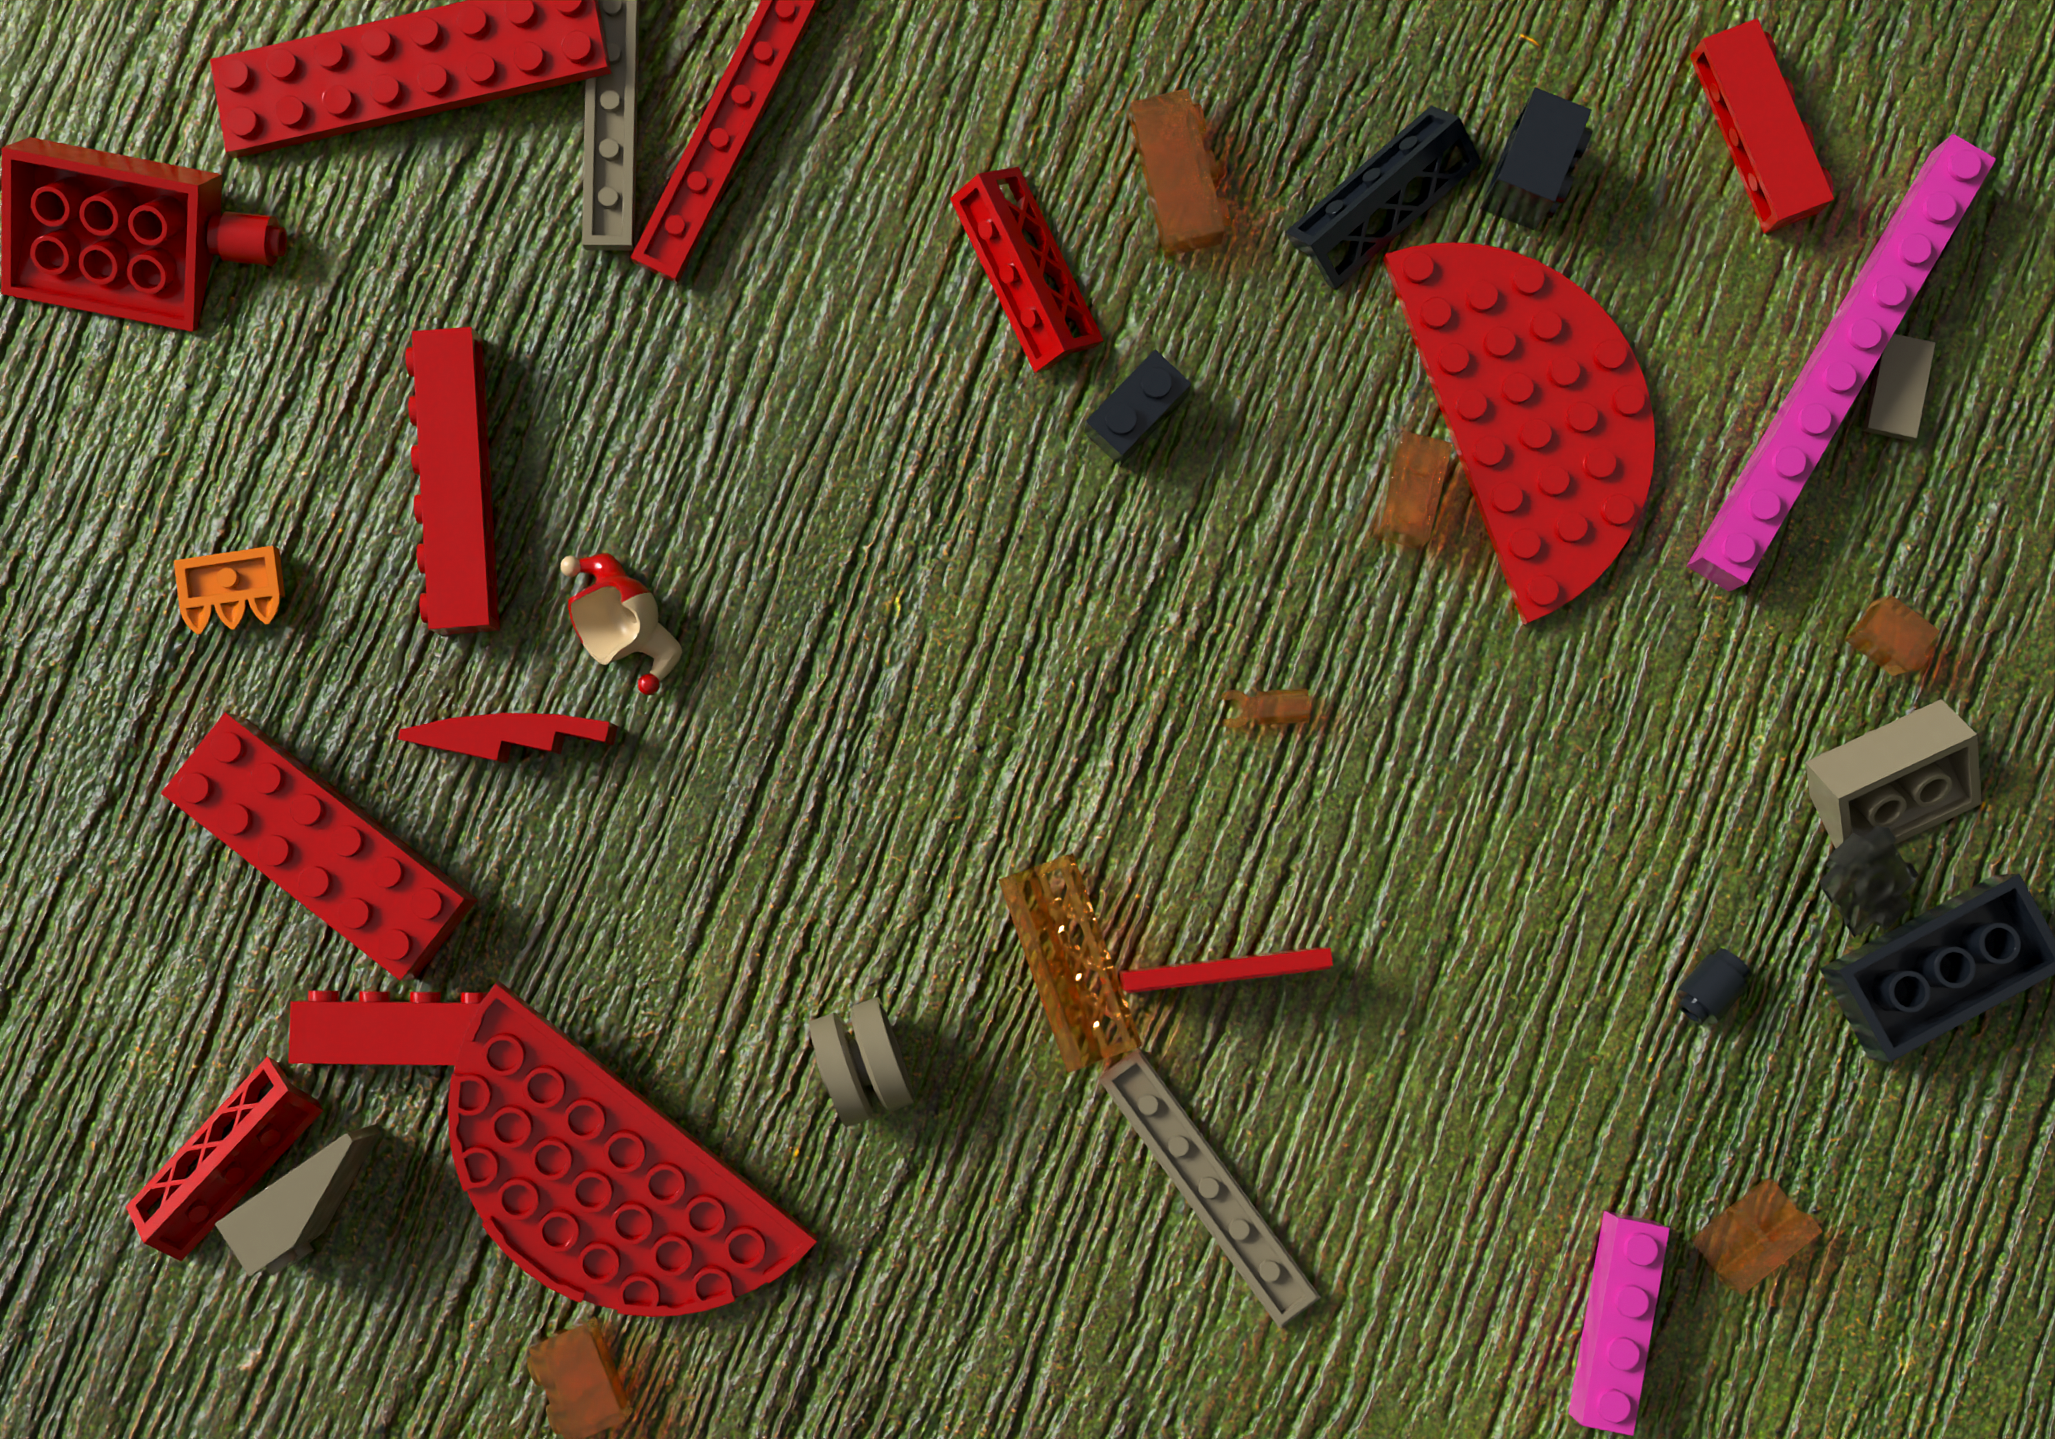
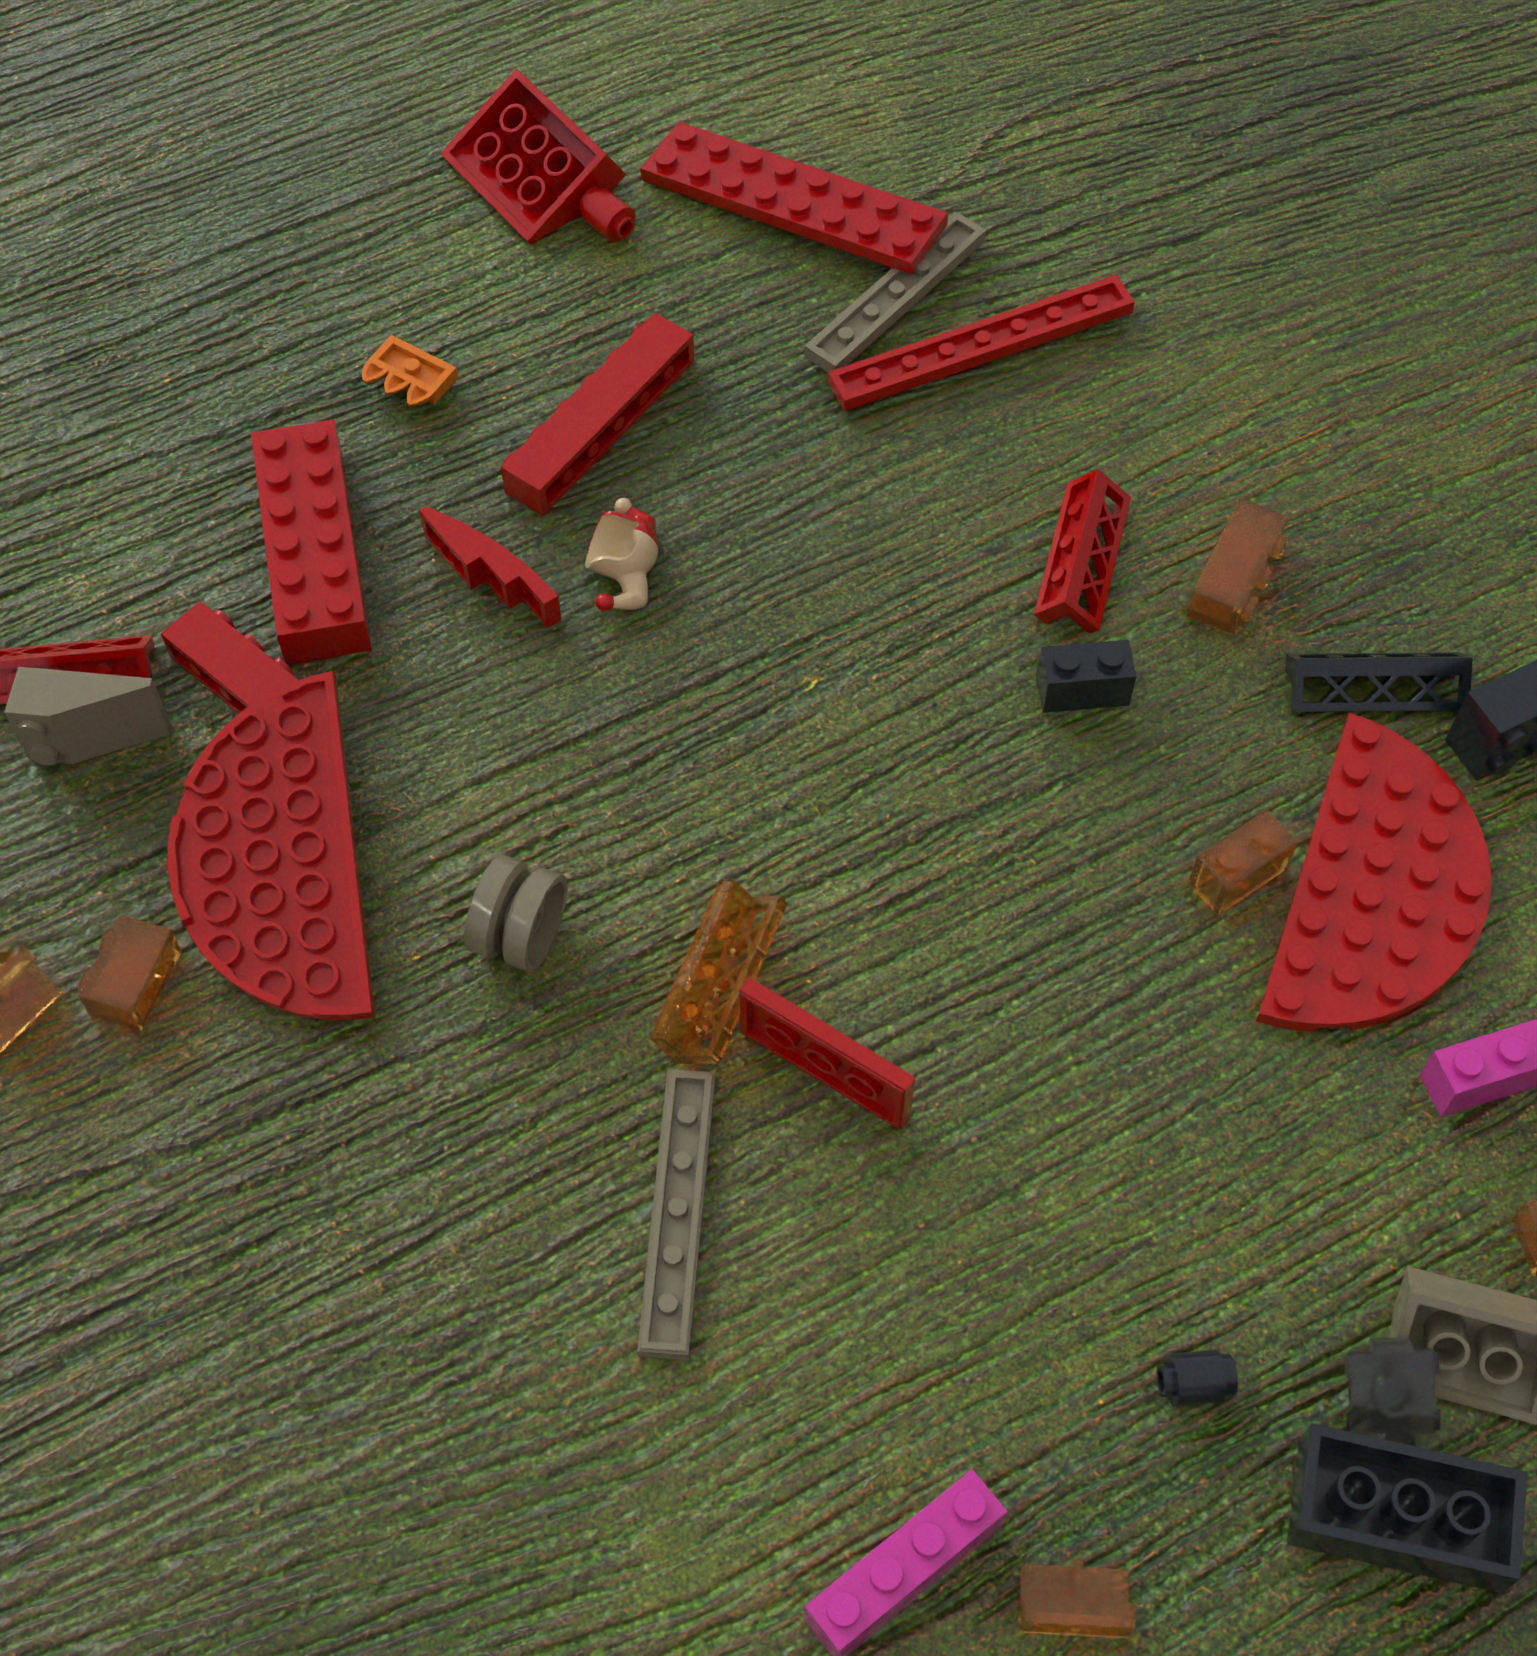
camera: 40 degrees right, 25 degrees down
(1269, 707) = (1012, 925): clear orange bar -> none

